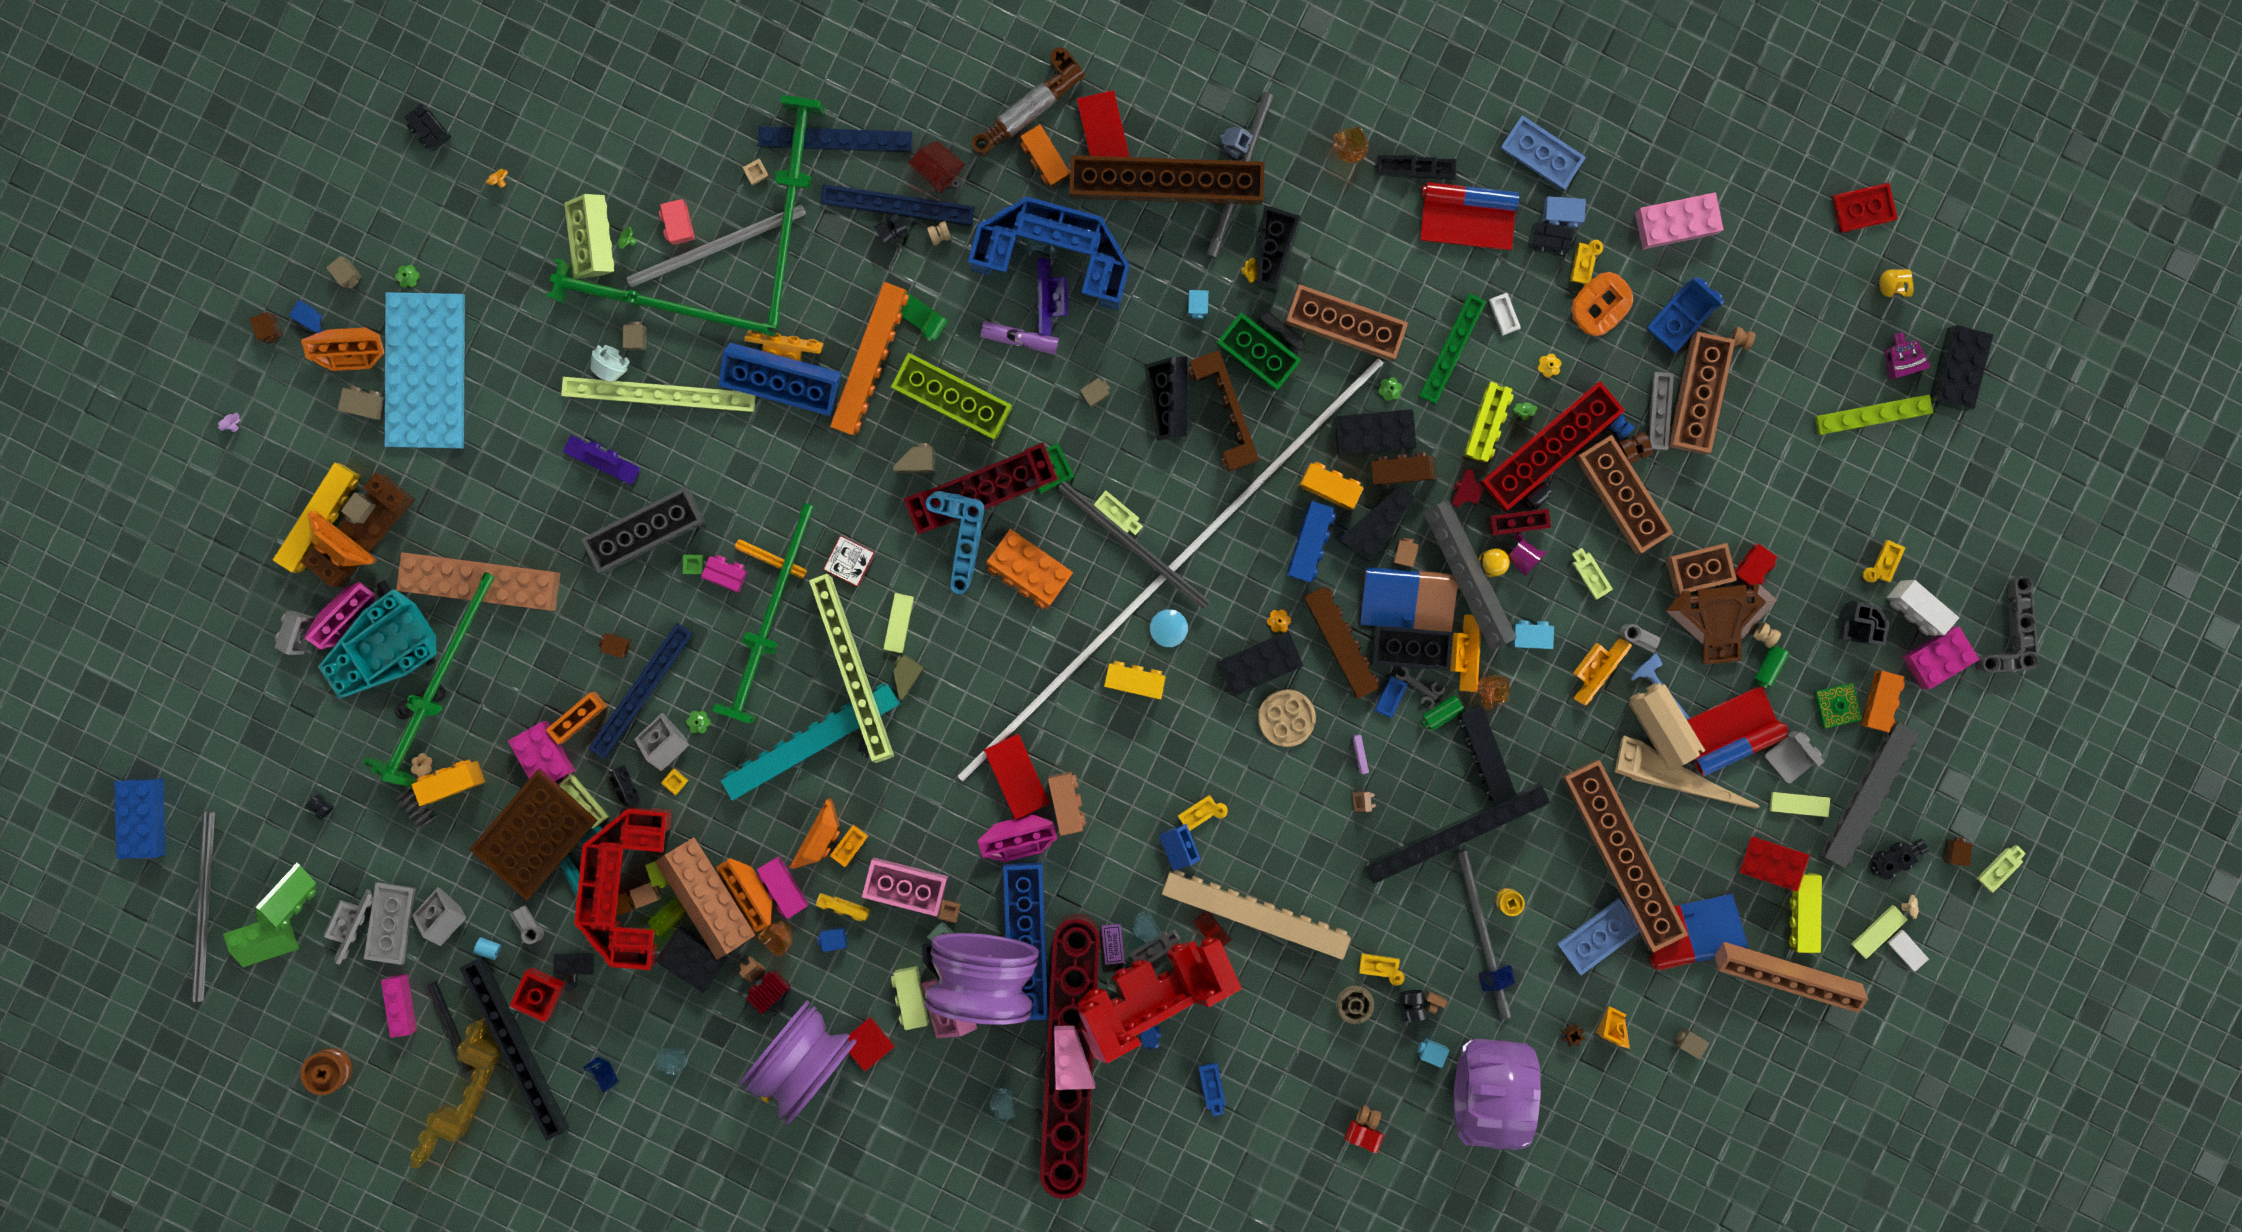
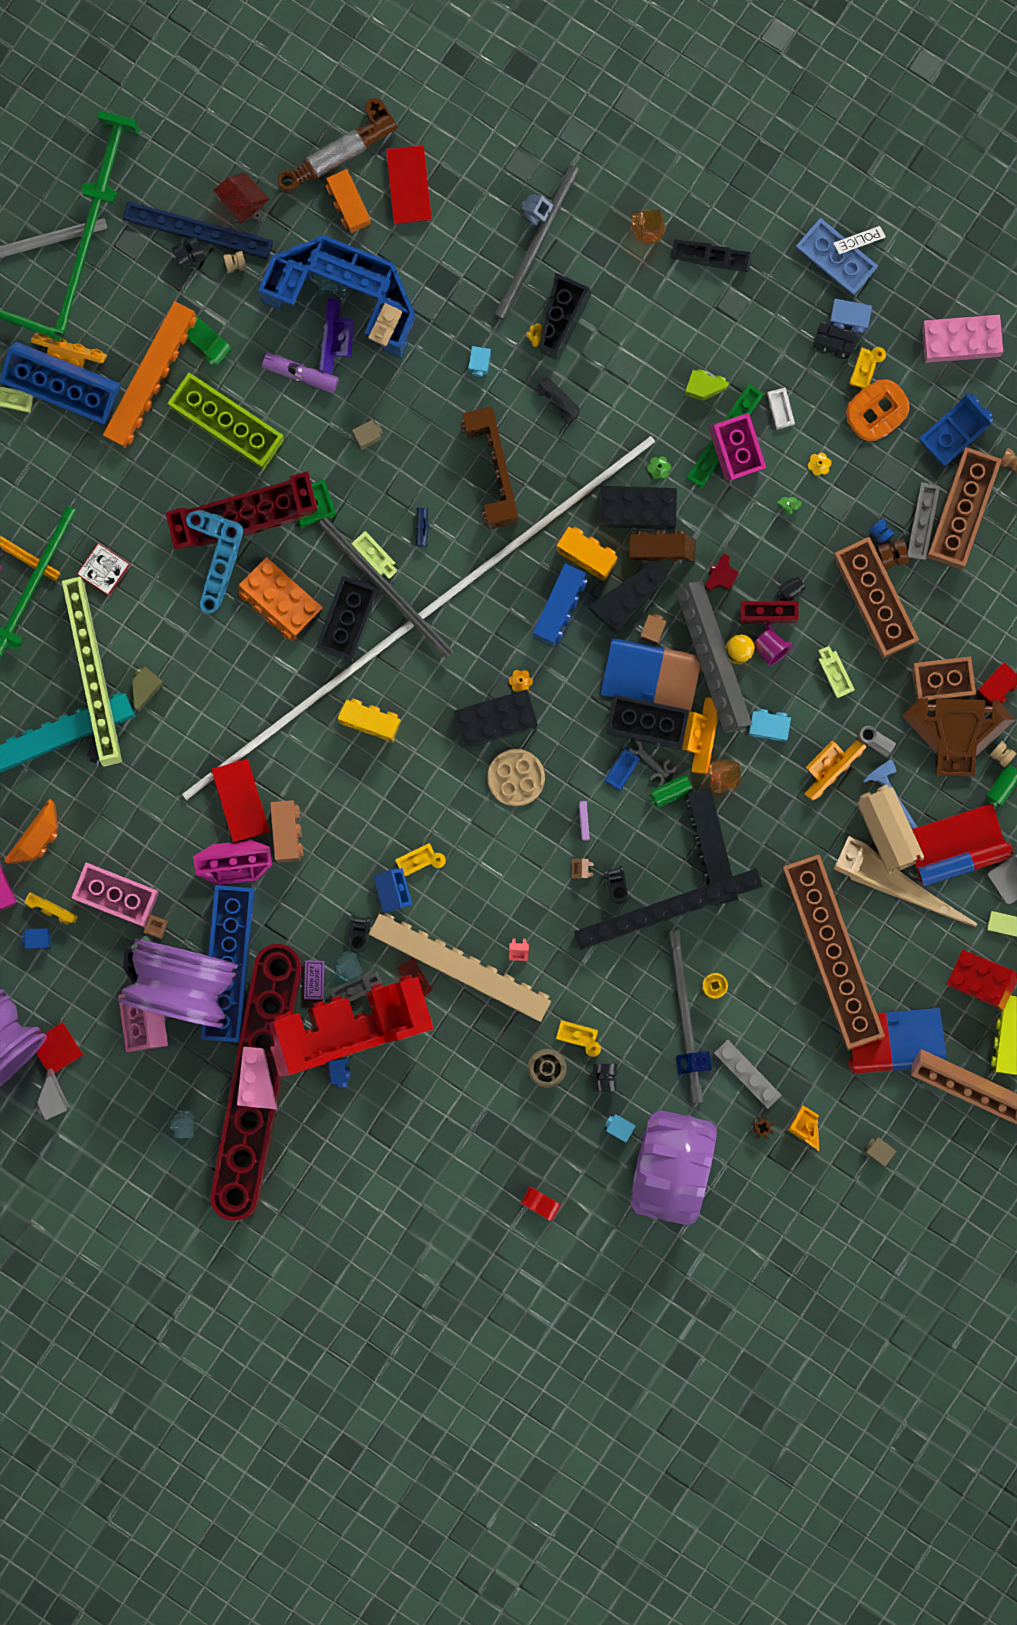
camera: 10 degrees right, 5 degrees down
(756, 172) = (64, 181): tan plate -> none
(838, 139) = (148, 160): dark blue plate -> none
(849, 845) = (65, 849): light orange plate -> none
(870, 1097) = (51, 1098): none -> light grey slope
(898, 623) = (144, 636): yellowish green tile -> none
(910, 998) = (105, 1007): yellowish green brick -> none
(917, 460) = (183, 478): dark tan slope -> none
(1099, 581) = (347, 619): none -> black brick
(1102, 281) = (385, 325): none -> tan plate
(1151, 891) = (359, 931): none -> black piece
(1161, 479) = (422, 527): none -> dark blue pin
(1167, 180) = (463, 237): reddish brown brick -> none
(1168, 396) = (438, 446): black wedge -> none
(1168, 628) = (410, 674): medium azure dish -> none
(1212, 1088) = (395, 1136): blue hinge -> none
(1258, 352) = (532, 415): green brick -> none
(1311, 891) = (518, 951): none -> coral tile
(1341, 642) = (578, 708): reddish brown brick -> none
(1346, 323) = (622, 397): nougat brick -> none
(1368, 1117) = (550, 1188): medium nougat wheel -> none
(1399, 811) = (616, 882): none -> black piece
(1425, 301) = (703, 386): none -> lime slope
(1434, 1001) = (628, 1076): medium nougat tile -> none
(1468, 216) = (756, 308): red door -> none
(1468, 359) = (737, 447): none -> dark pink brick
(1487, 422) = (750, 512): neon yellow brick -> none
(1551, 982) = (747, 1074): none -> light grey plate
(1552, 446) = (810, 541): red brick -> none
(1564, 133) = (859, 240): none -> white sticker
(1599, 937) = (800, 1033): medium blue plate -> none

